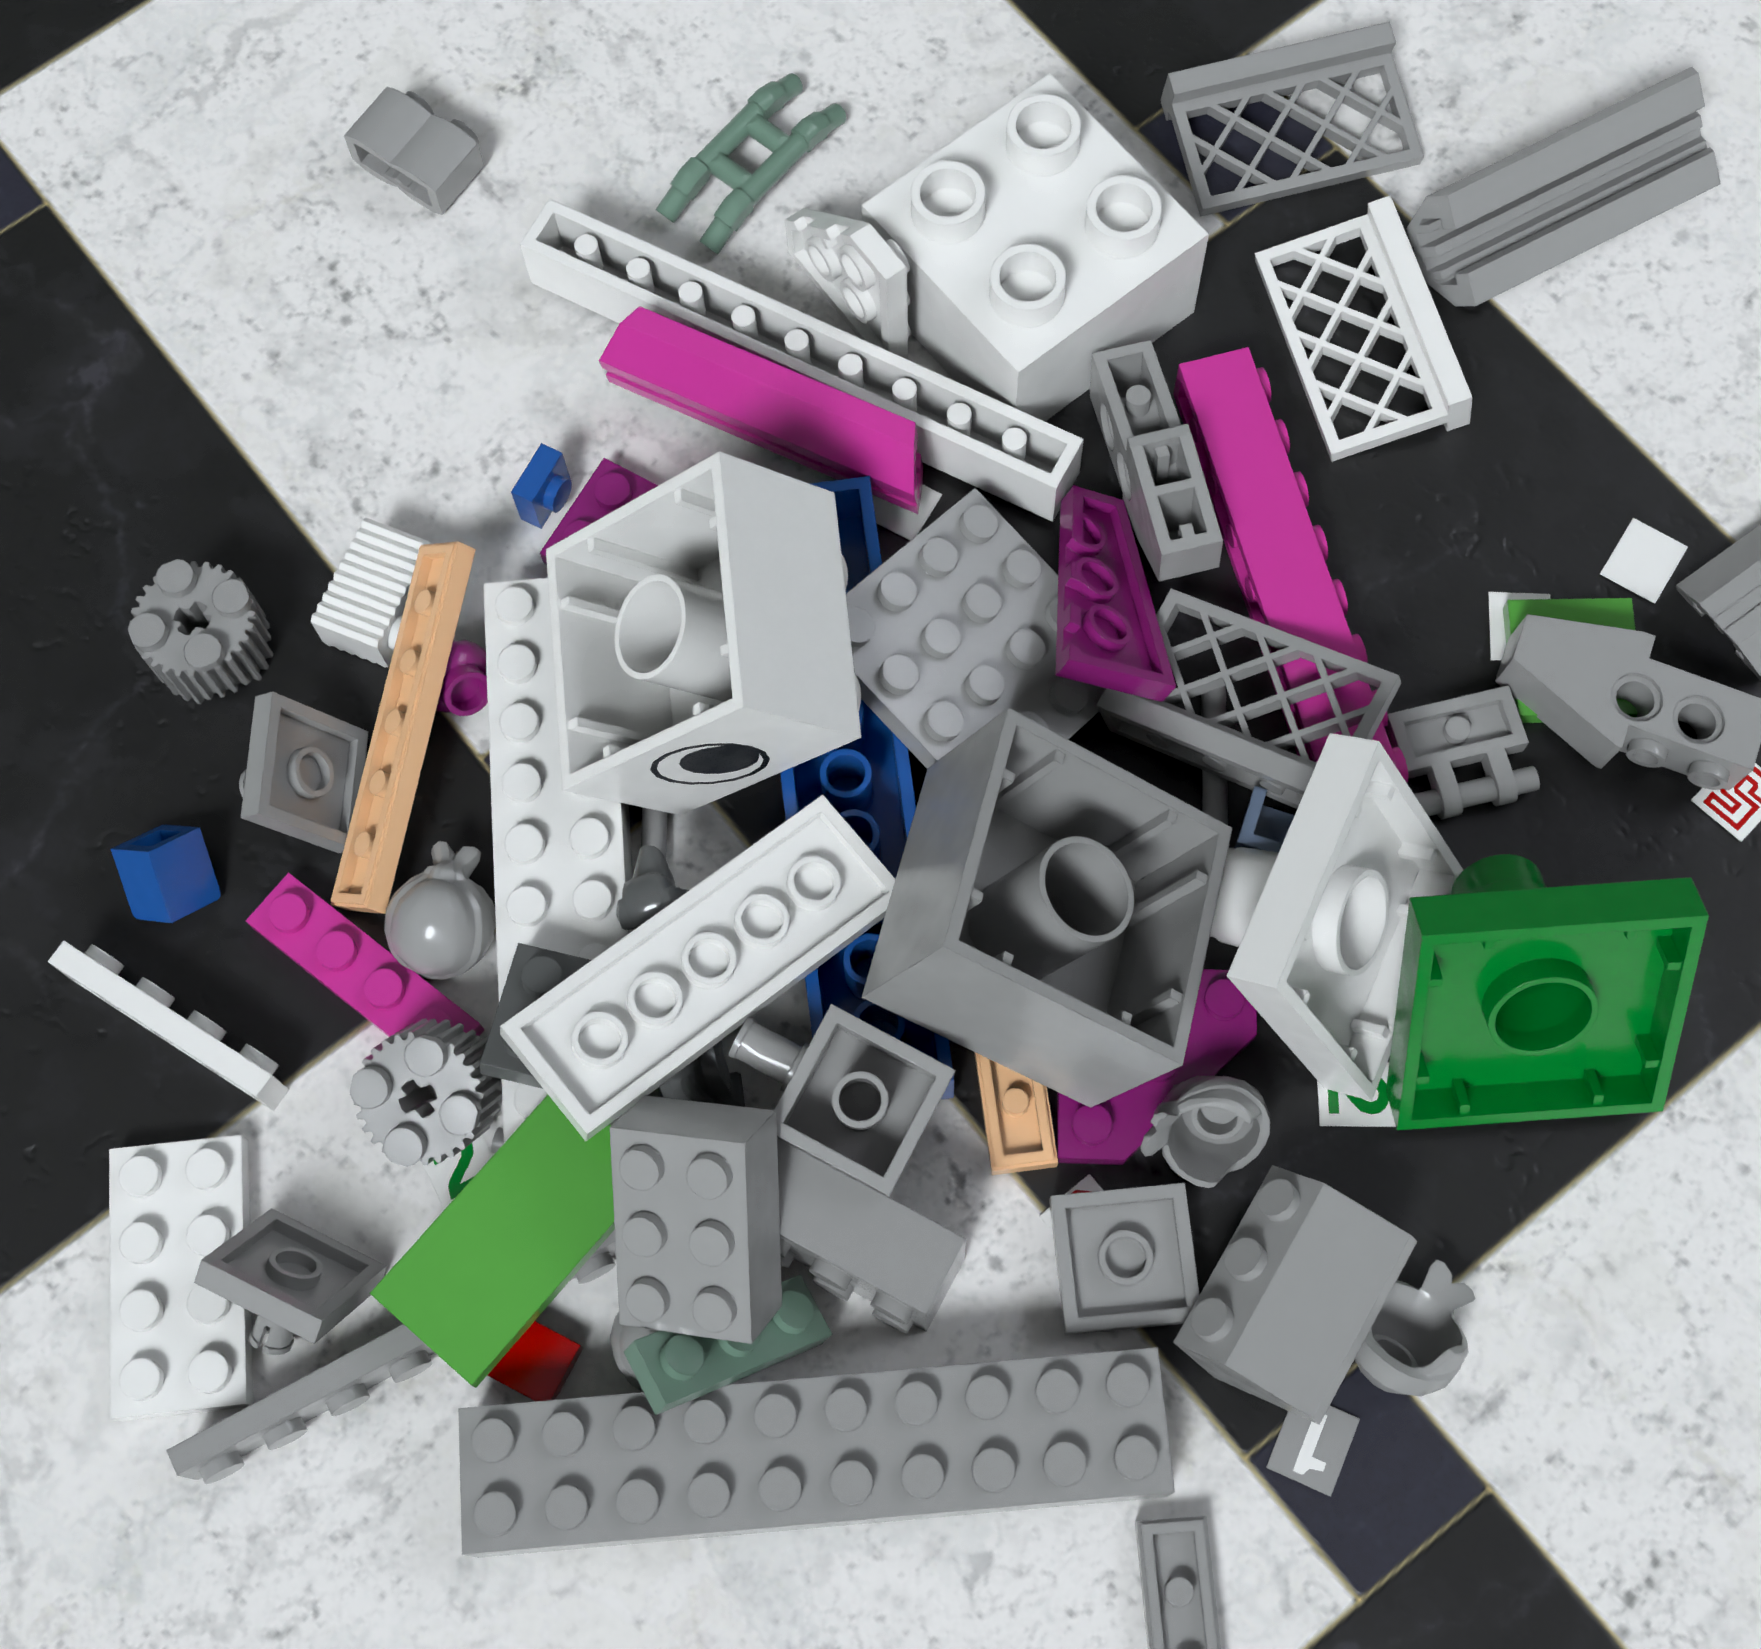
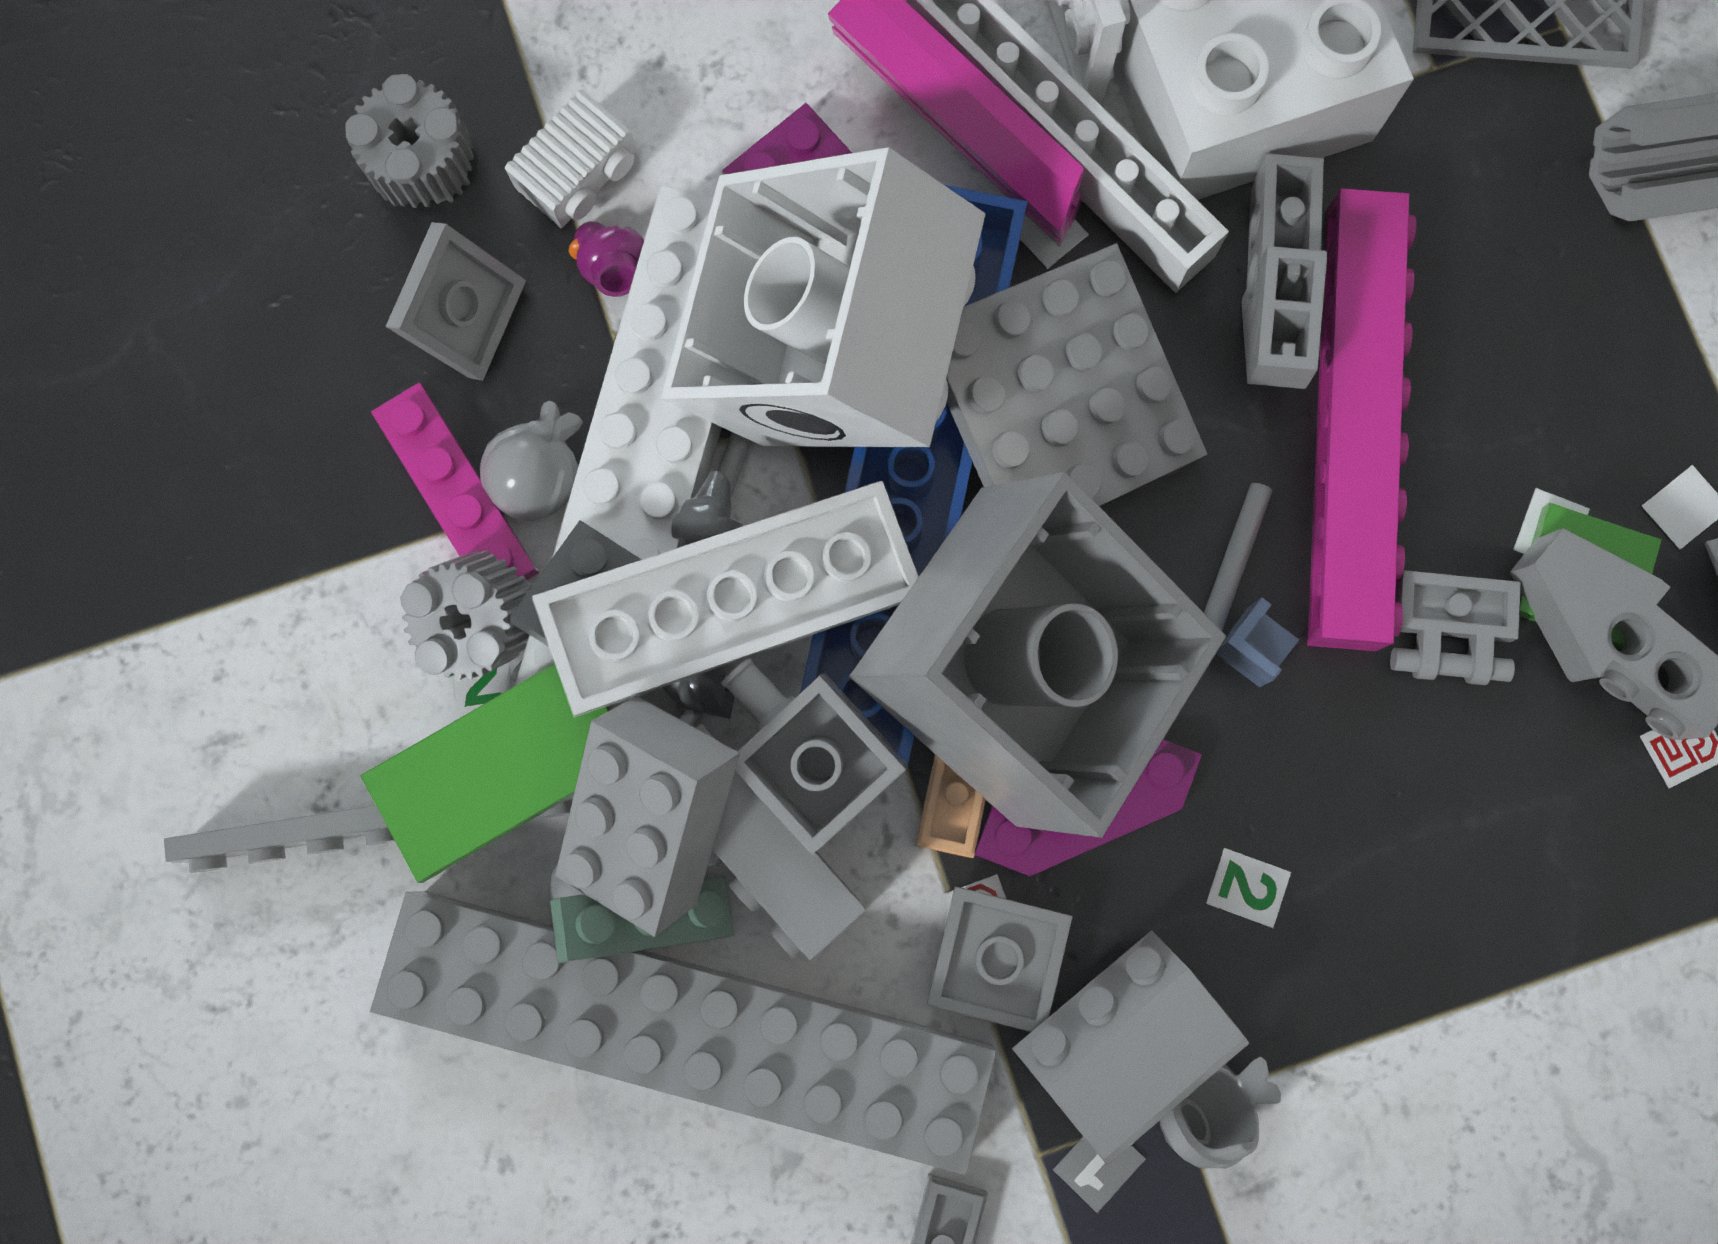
camera: 20 degrees right, 10 degrees up
(150, 1006) = (268, 461): white plate -> none
(166, 873) = (318, 347): blue panel -> none
(169, 1338) = (225, 694): white plate -> none
(289, 1279) = (307, 731): light grey tile -> none
(402, 728) = (553, 287): light nougat tile -> none
(538, 1363) = (490, 872): red tile -> none
(542, 486) = (743, 111): blue plate -> none
(1104, 602) = (1192, 387): magenta wing -> none
(1209, 1128) = (1109, 878): light grey hat -> none
(1211, 742) = (1250, 557): light grey fence -> none
(1330, 913) = (1290, 741): white piece -> none
(1416, 327) = (1570, 219): white fence -> none
(1541, 997) = (1439, 877): green piece -> none

